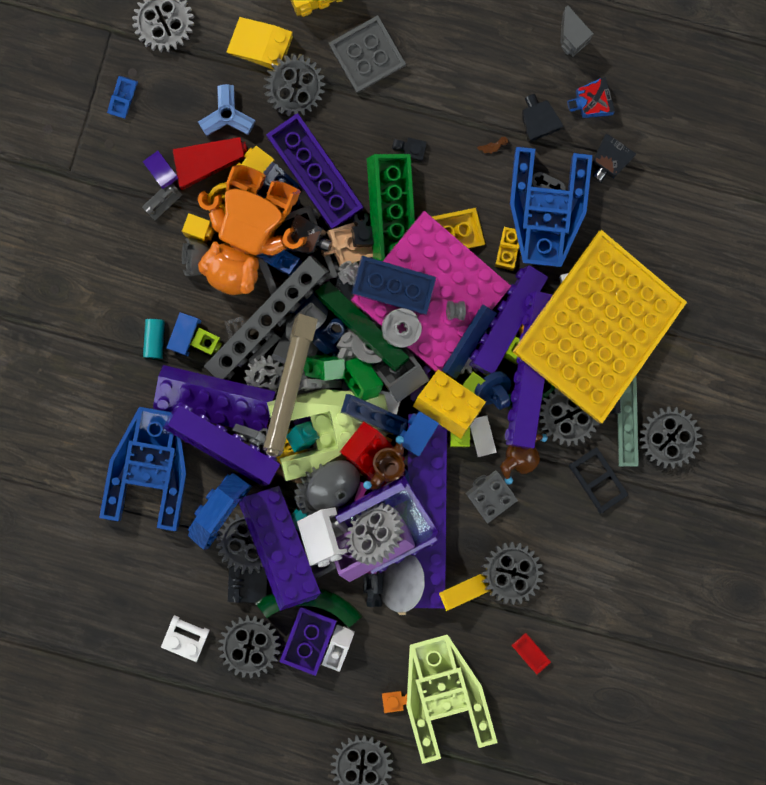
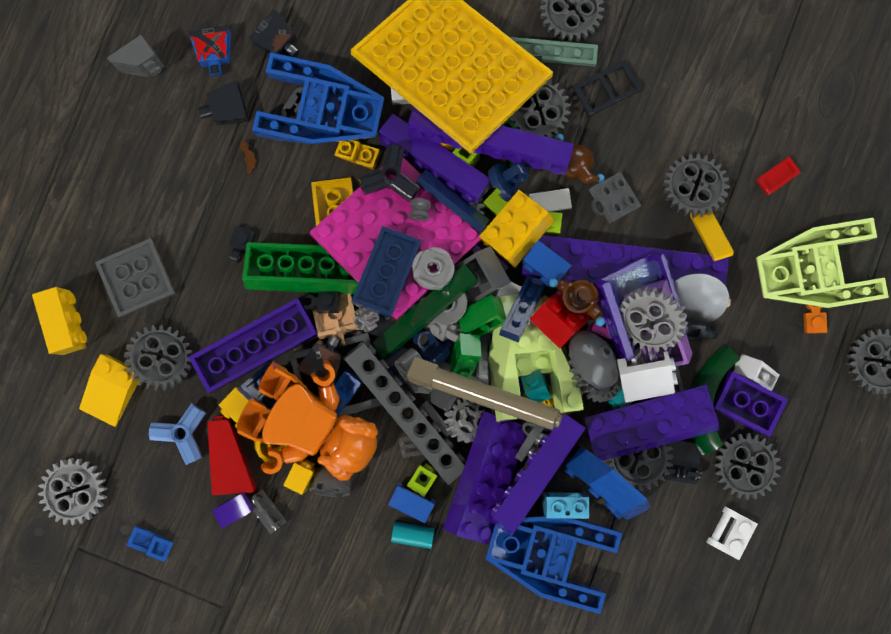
camera: 85 degrees left, 0 degrees up
(196, 467) = (558, 503): none -> medium azure window
(496, 281) = (392, 165): none -> black piece

